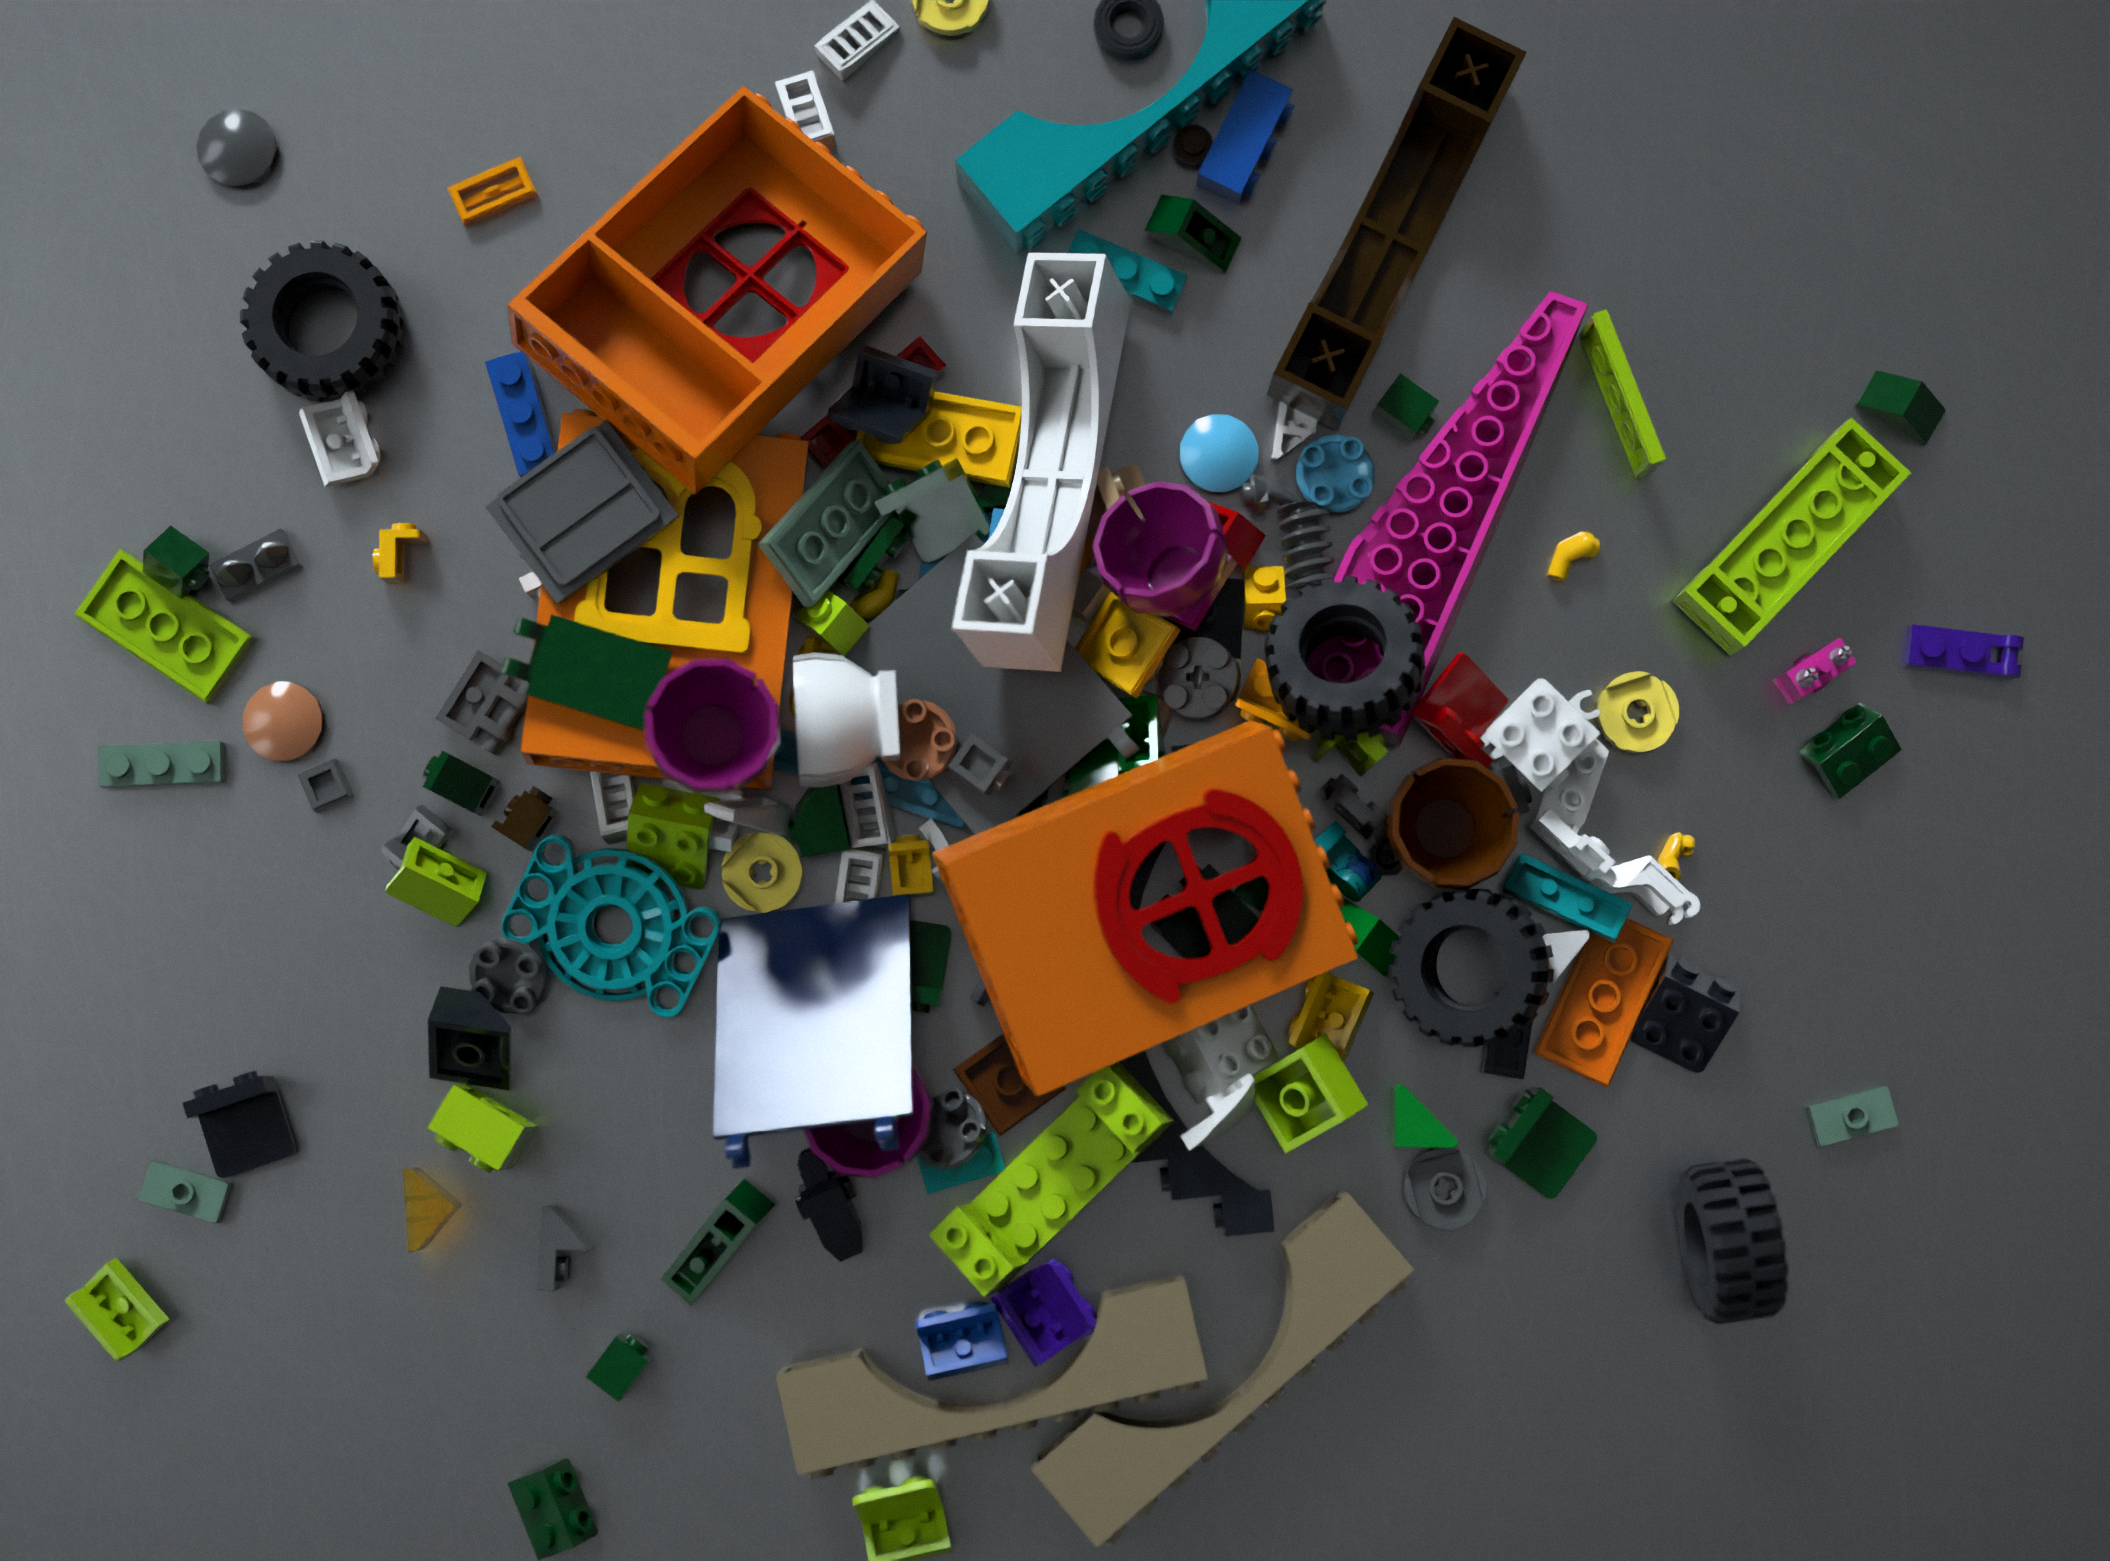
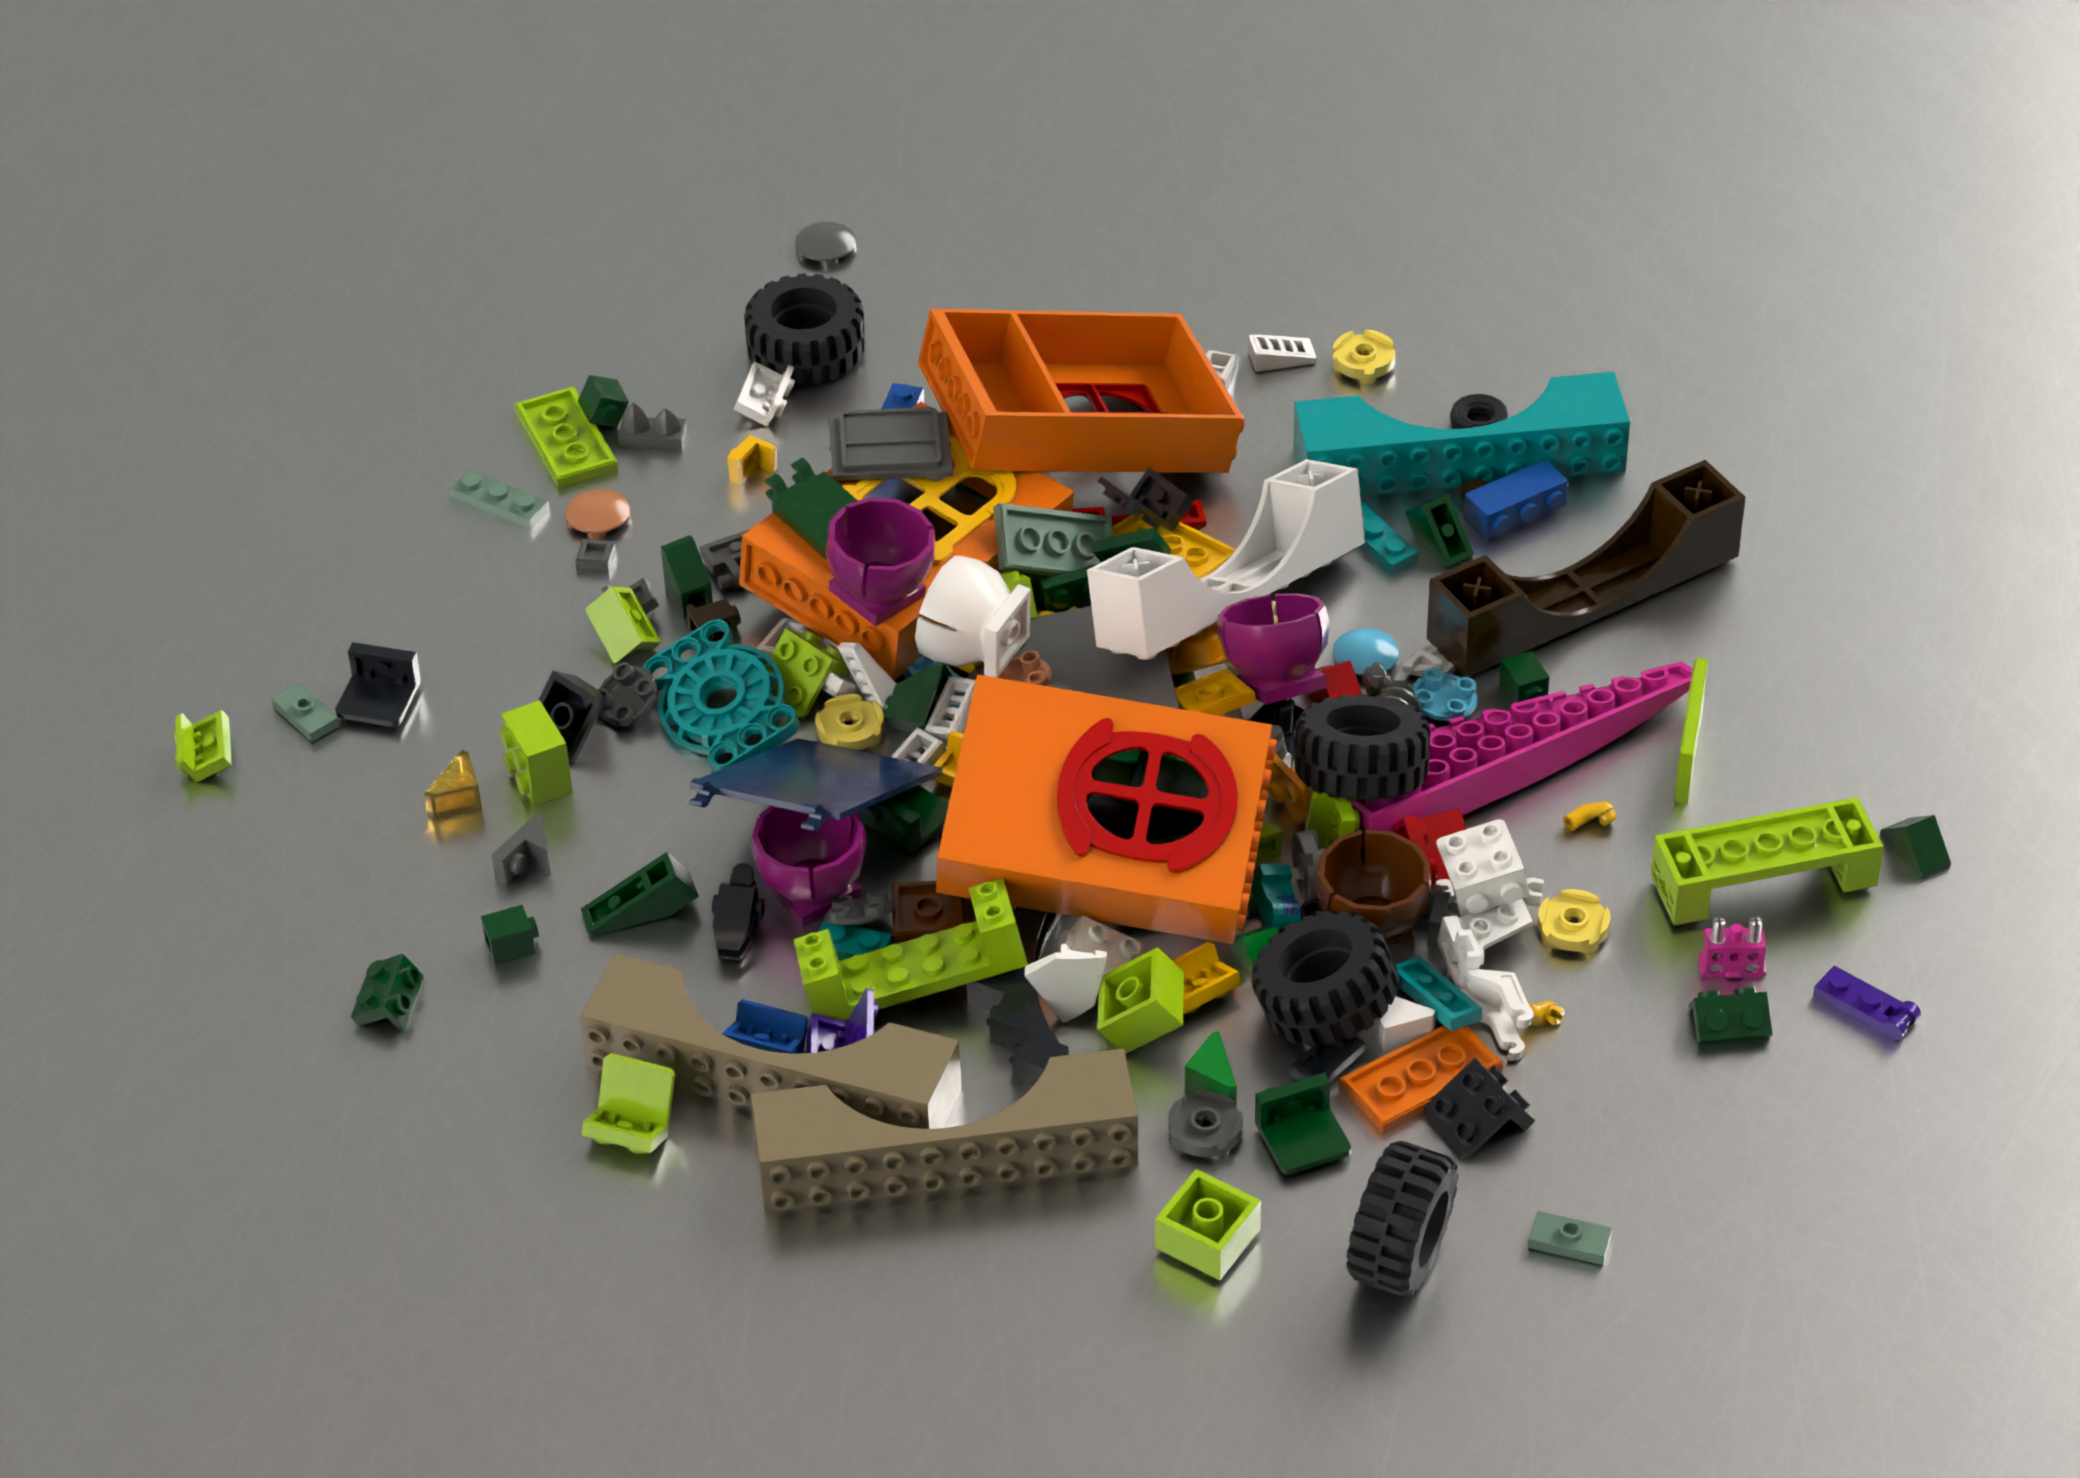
camera: 35 degrees right, 40 degrees down
(1531, 1322) = (1207, 1224): none -> lime brick

